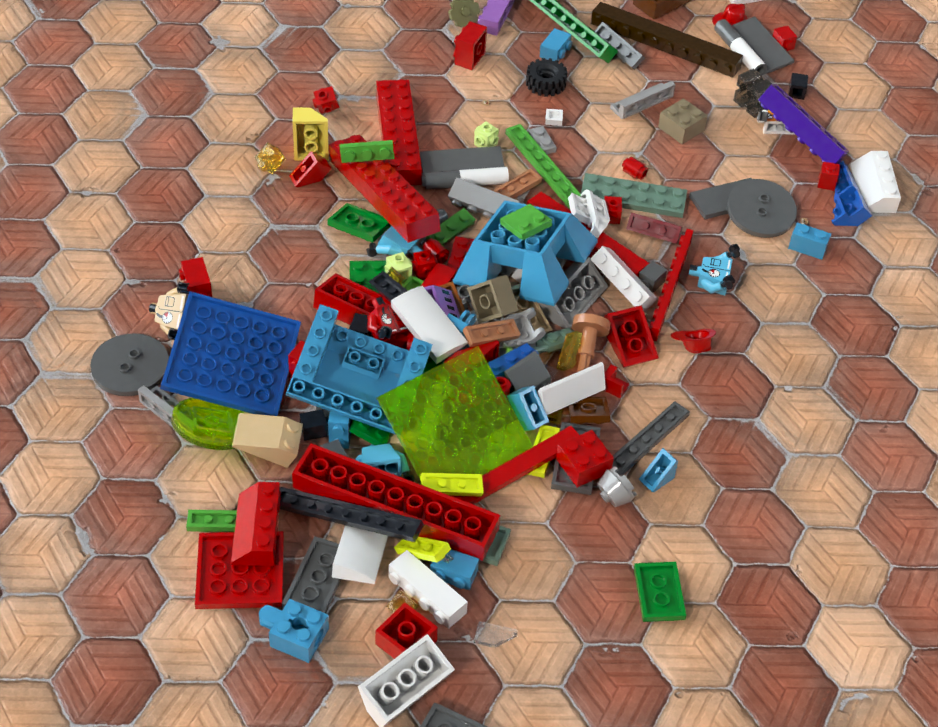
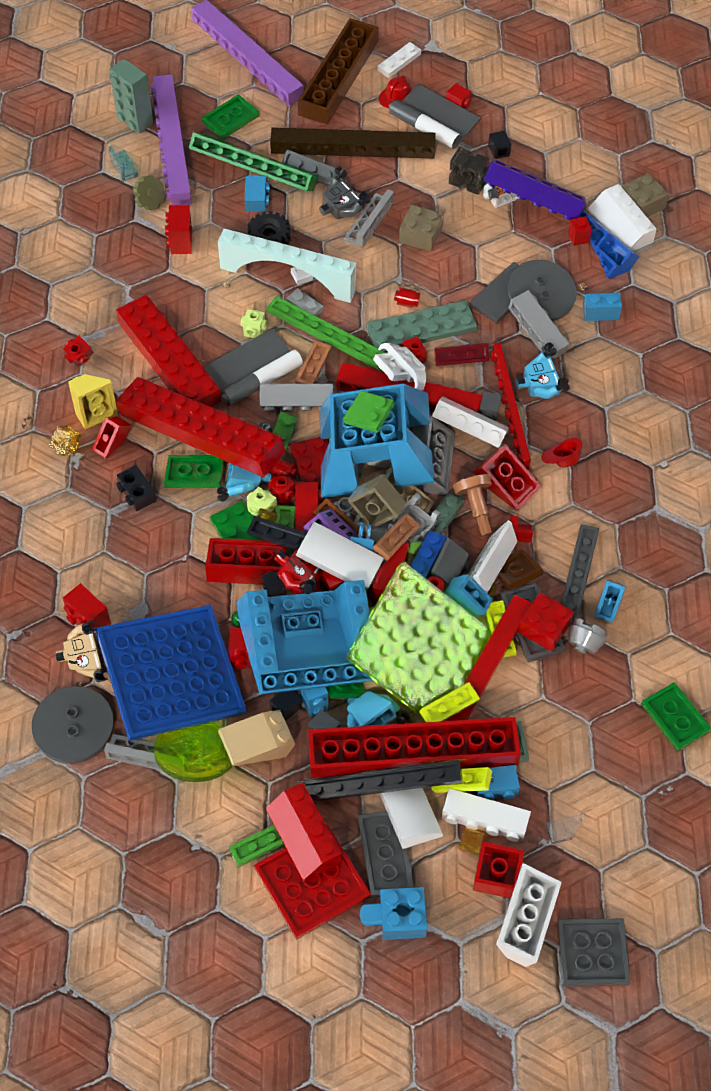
camera: 25 degrees left, 10 degrees up
(303, 215) = (138, 486): none -> black brick
(366, 151) = (166, 397): bright green plate -> none
(569, 351) = (466, 518): clear yellow plate -> none
(577, 120) = (334, 273): none -> light aqua arch
(626, 74) = (341, 199): none -> dark grey torso
(738, 230) = (537, 323): none -> light grey brick
(910, 171) = (647, 194): none -> dark tan brick

